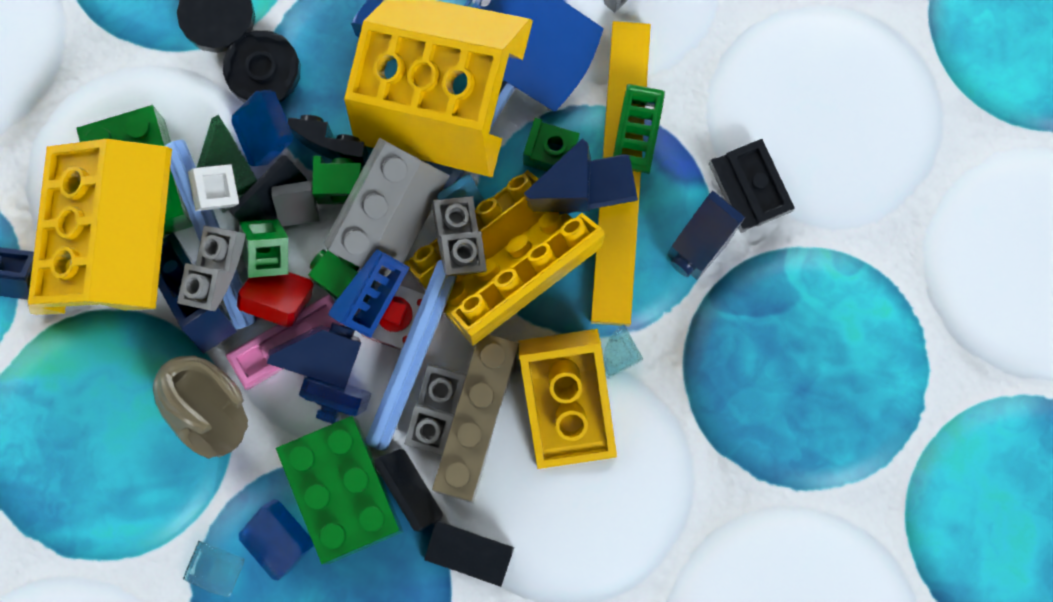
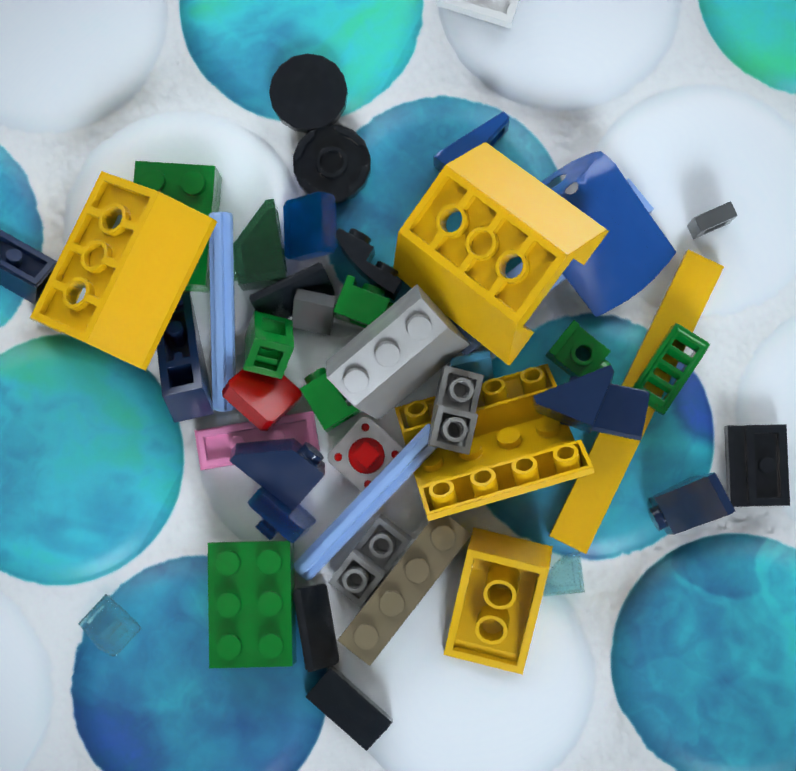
camera: 30 degrees right, 5 degrees up
(200, 405) = (154, 471): dark tan hair -> none
(213, 187) = (242, 271): white plate -> none
(215, 266) = (206, 358): light grey slope -> none
(275, 539) = (176, 625): clear blue piece -> none
(352, 297) = (335, 449): blue slope -> none

